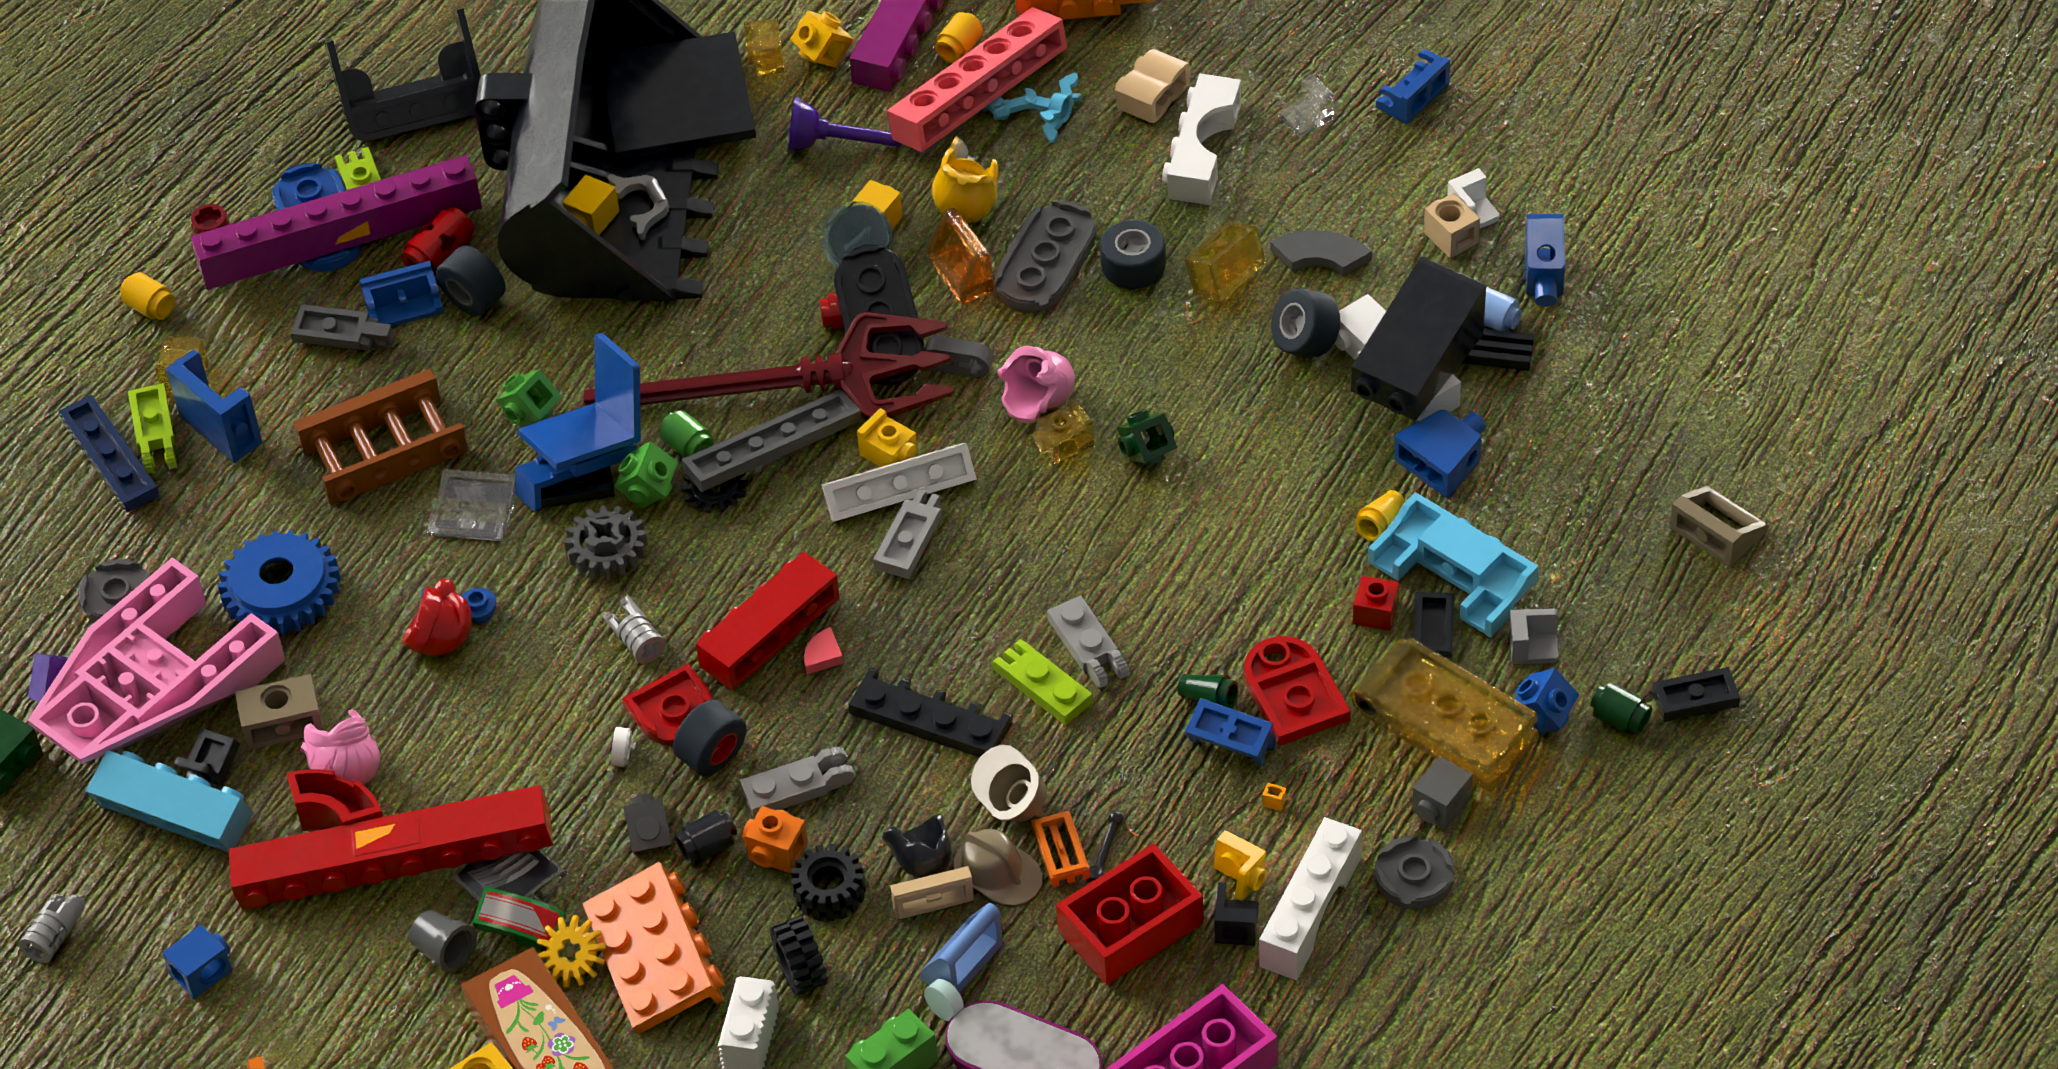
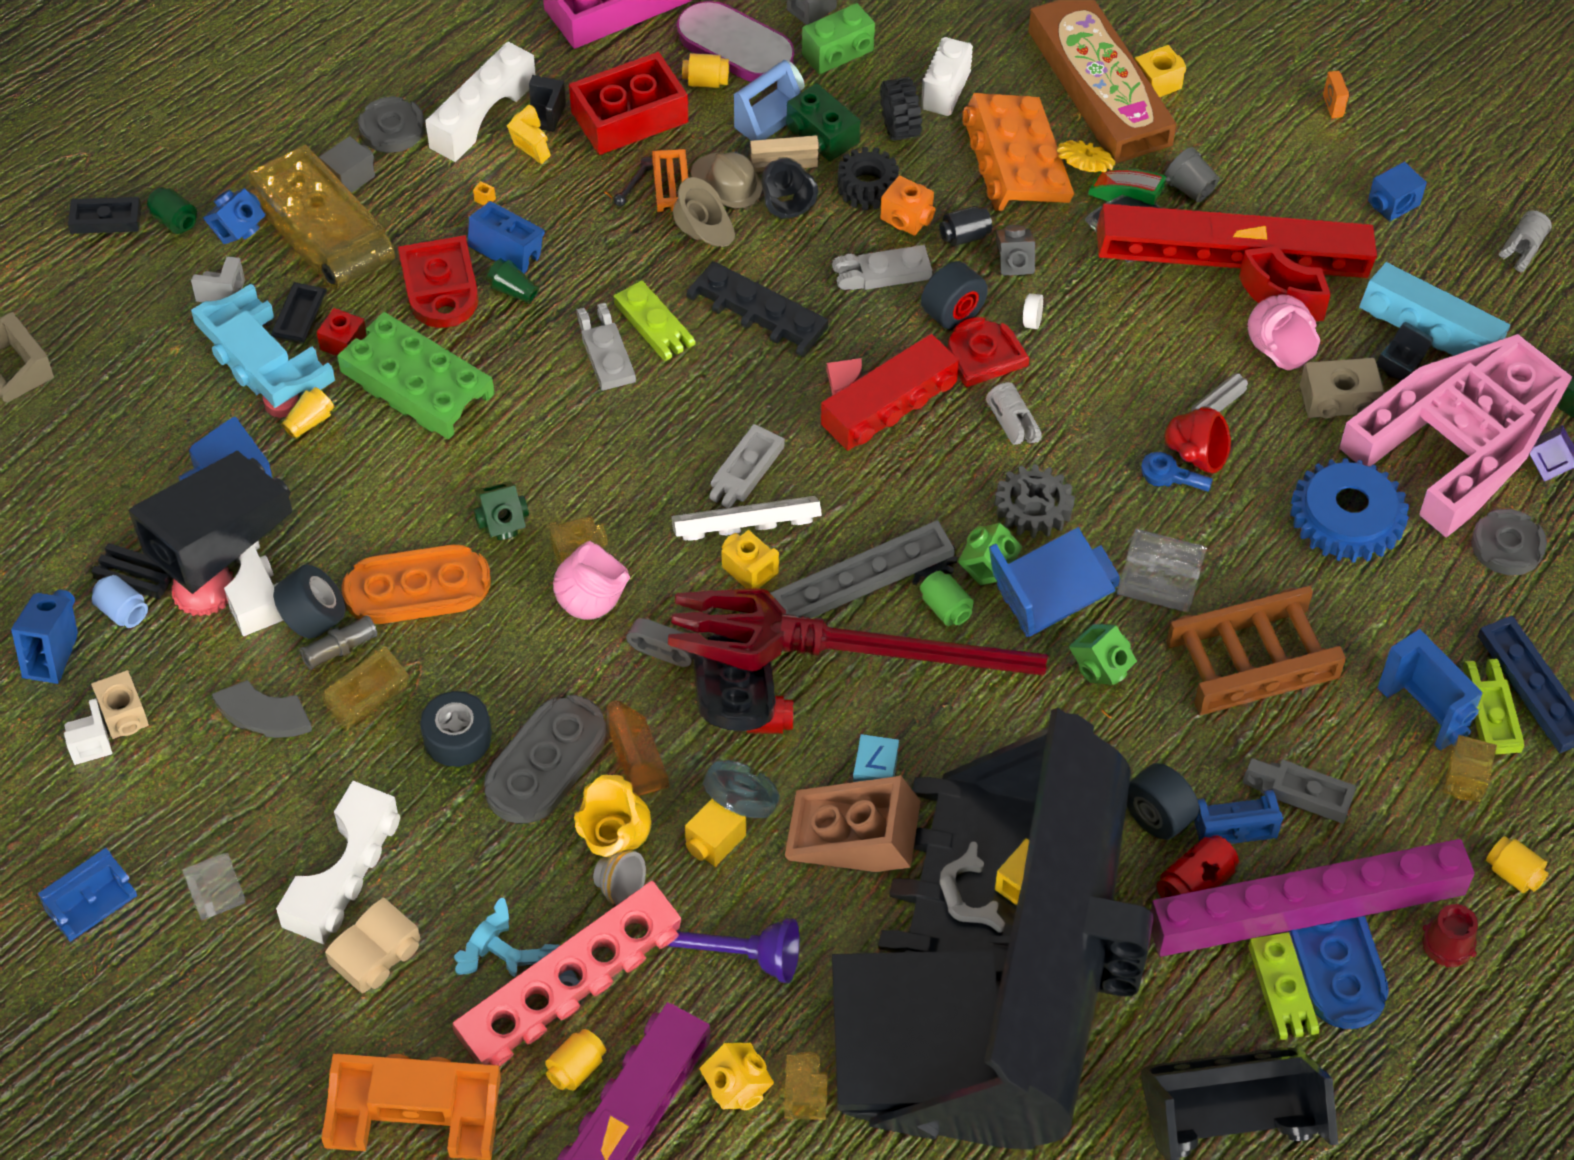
camera: 175 degrees left, 5 degrees up
(413, 690) = (1224, 393): none -> light grey axle
(737, 283) = (875, 758): none -> medium azure brick
(749, 233) = (855, 825): none -> nougat slope
(891, 941) = (821, 115): none -> dark green brick
(1049, 991) = (705, 70): none -> yellow brick
(1214, 381) = (416, 584): none -> orange tile
(1260, 318) = (338, 642): none -> dark grey pin
(1277, 558) = (414, 374): none -> bright green piece

